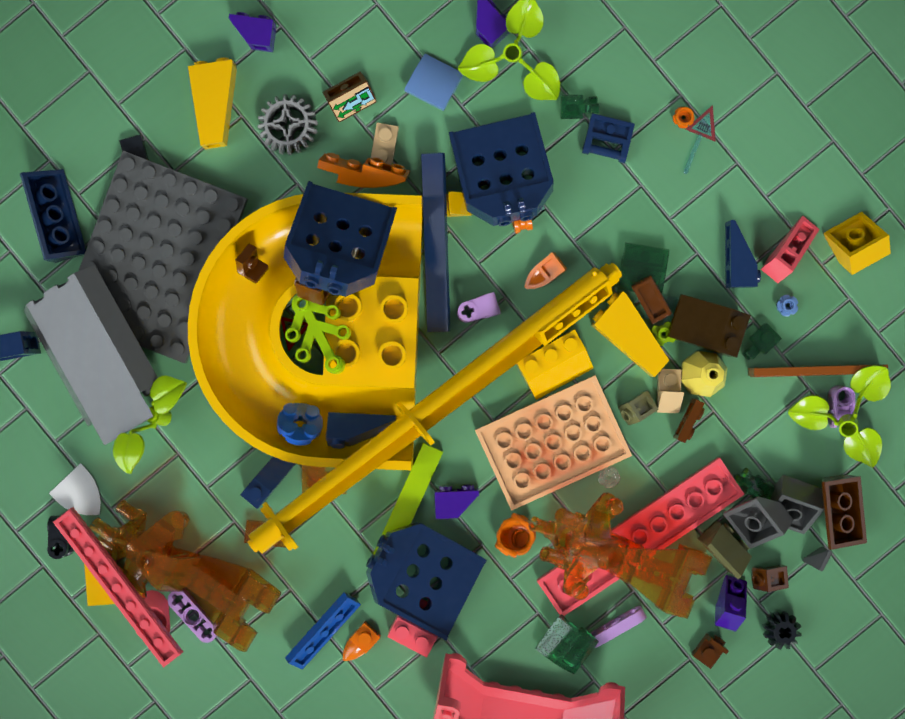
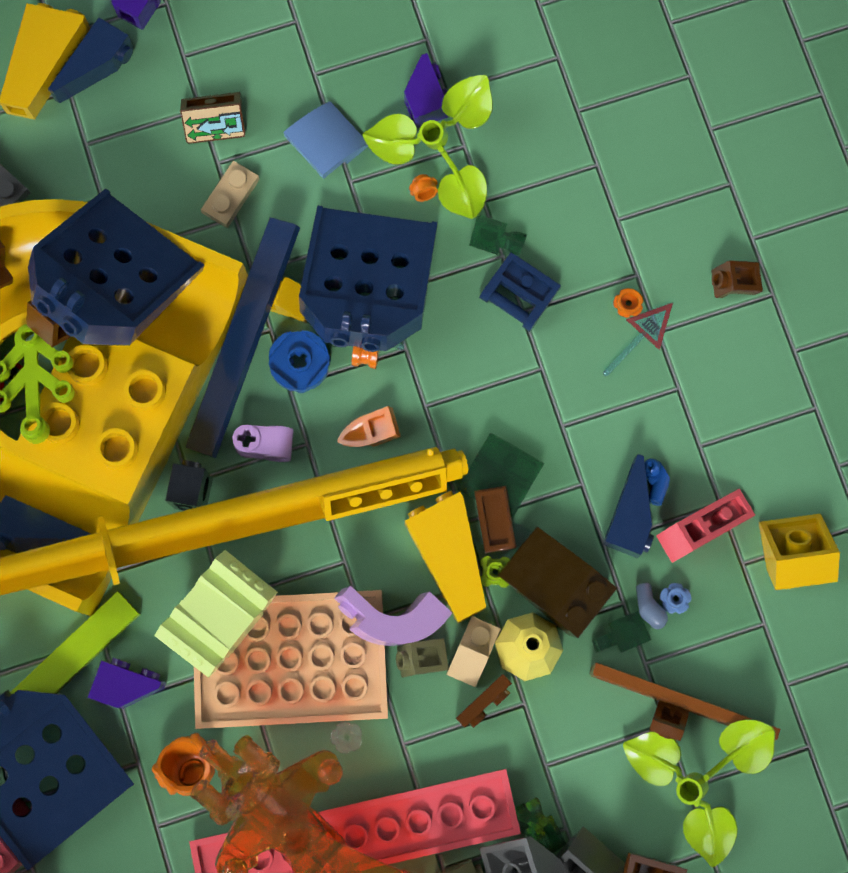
camera: 30 degrees right, 10 degrees down
(251, 86) = (94, 59): none -> dark blue slope
(296, 124) = (100, 110): light grey gear -> none
(371, 174) = (193, 217): orange slope -> none
(444, 358) = (188, 486): none -> black brick
(473, 233) = (298, 343): none -> blue plate
(499, 434) = (216, 614): none -> yellowish green slope
(514, 90) = (423, 187): none -> orange plate
(555, 364) = (333, 555): yellow slope -> none
(625, 391) = (416, 623): none -> lavender arch
(748, 231) = (658, 480): none -> blue arm
(750, 72) = (736, 278): none -> reddish brown bracket
(772, 318) = (649, 608): none -> sand blue arm
(814, 387) = (669, 721): none -> reddish brown bracket
(840, 408) = (694, 763): lavender piece -> none

